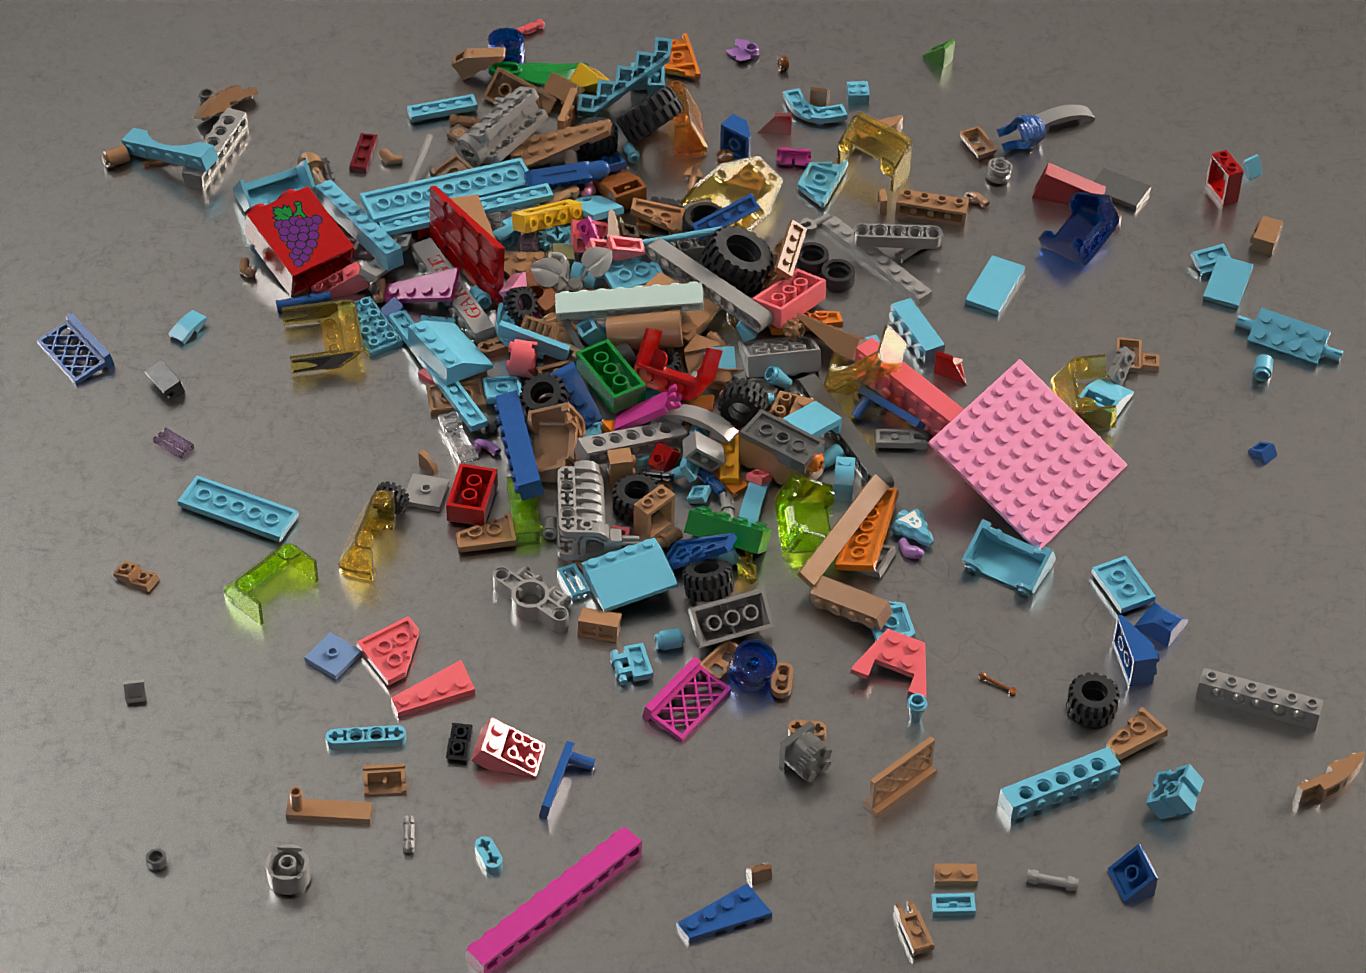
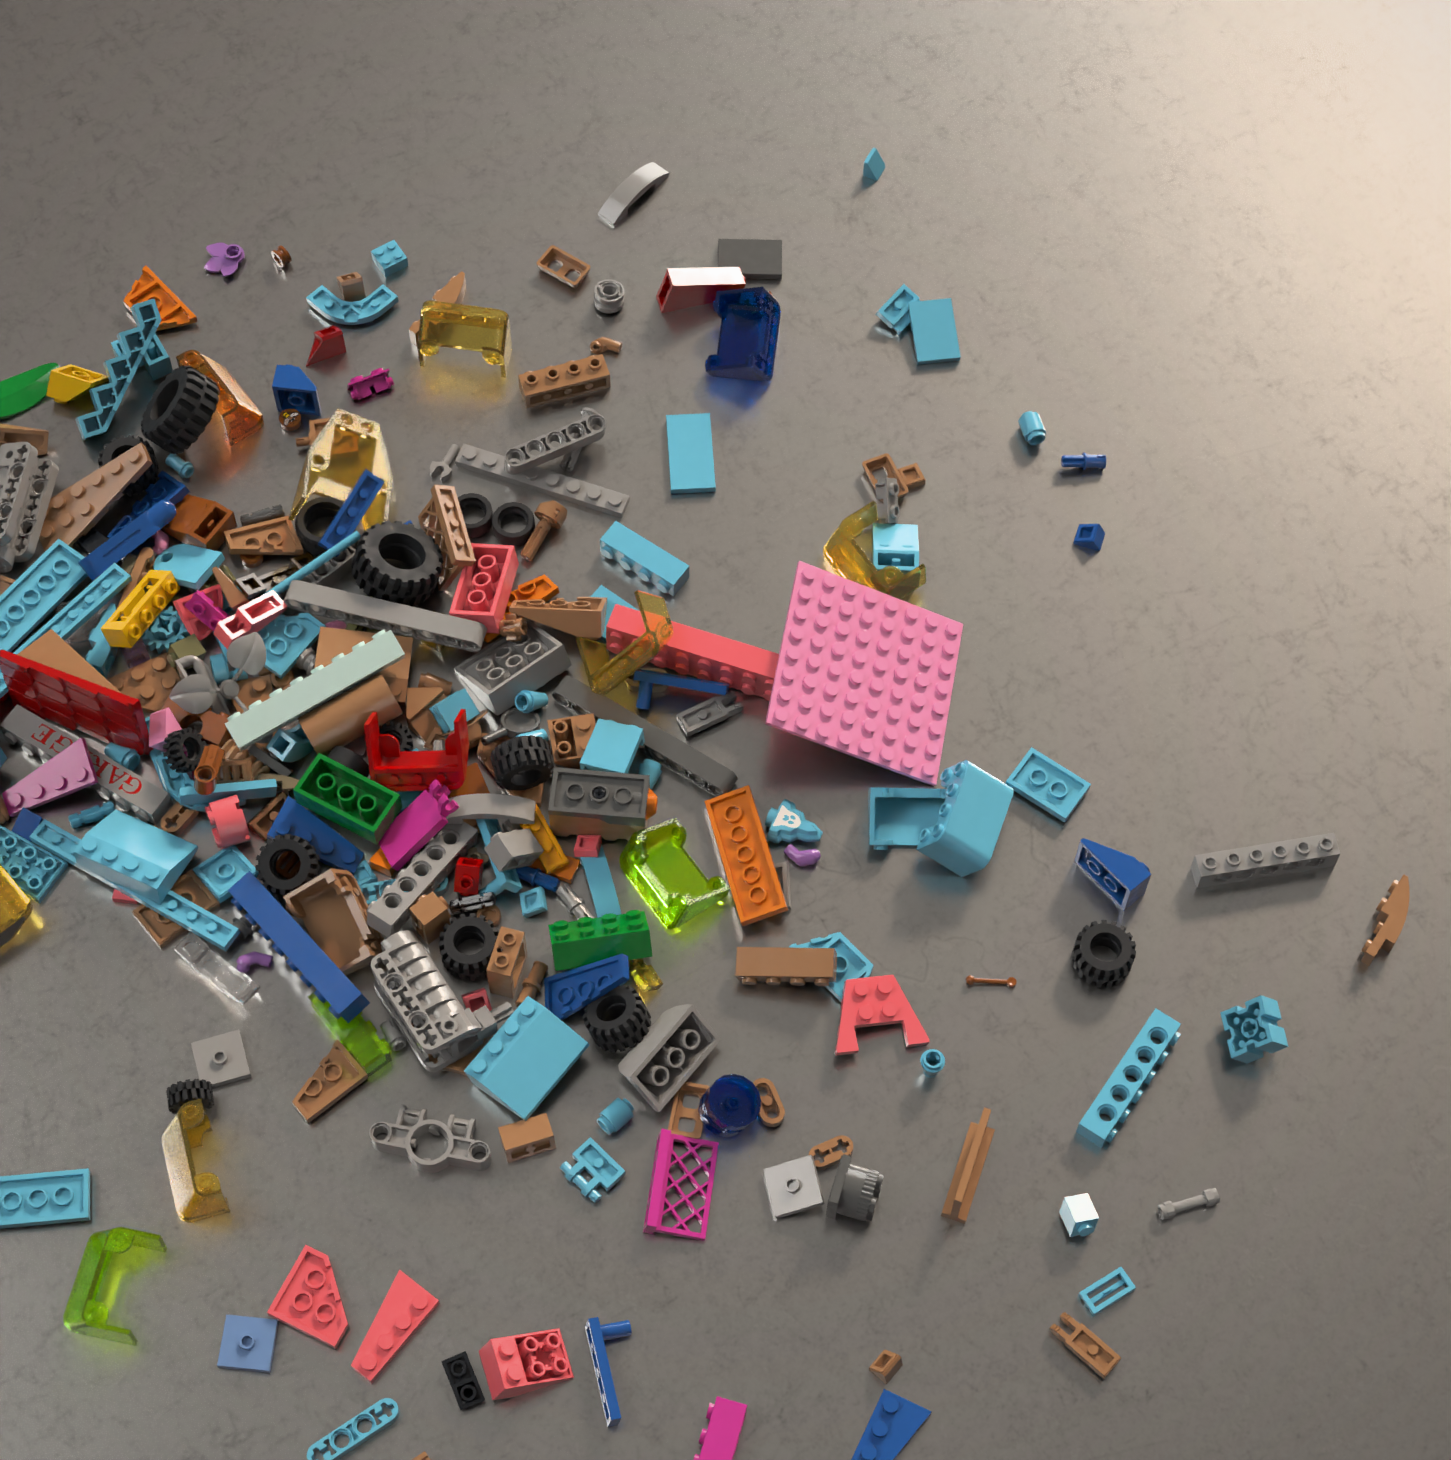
camera: 30 degrees left, 15 degrees up
(426, 463) = (194, 1019): medium nougat tile -> none
(472, 494) = (280, 1040): red brick -> none
(525, 316) = (208, 769): none -> dark orange piece
(559, 87) = (49, 414): medium nougat brick -> none
(569, 111) = (77, 446): medium nougat tile -> none
(578, 593) = (484, 1098): medium azure tile -> none
(692, 179) = (272, 469): medium nougat bar -> none
(745, 332) = (459, 656): medium azure slope -> none
(765, 735) = (794, 1186): none -> light grey plate
(821, 180) = (419, 402): medium azure wing -> none
(842, 530) = (725, 876): medium nougat tile -> none
(844, 478) = (682, 799): medium azure brick -> none
(863, 280) = (549, 517): none -> medium nougat piece
(882, 201) = (505, 399): medium nougat tile -> none
(941, 54) = (451, 162): bright green slope -> none
(949, 367) = (707, 589): red slope -> none
(955, 874) = (1088, 1251): medium nougat plate -> none
(962, 845) = (1079, 1215): none -> brick
(1030, 129) = (620, 233): blue hair -> none
(1041, 569) = (967, 819): none -> medium azure windscreen
(1134, 875) = (1267, 1153): blue slope -> none
(1137, 734) = (1168, 972): medium nougat wing -> none
(1161, 624) = (1112, 813): blue slope -> none
(1229, 190) = (847, 203): red window -> none
(1266, 235) = (939, 250): medium nougat brick -> none
(1289, 336) = (1036, 374): medium azure plate -> none
(1289, 403) = (1084, 461): none -> blue axle

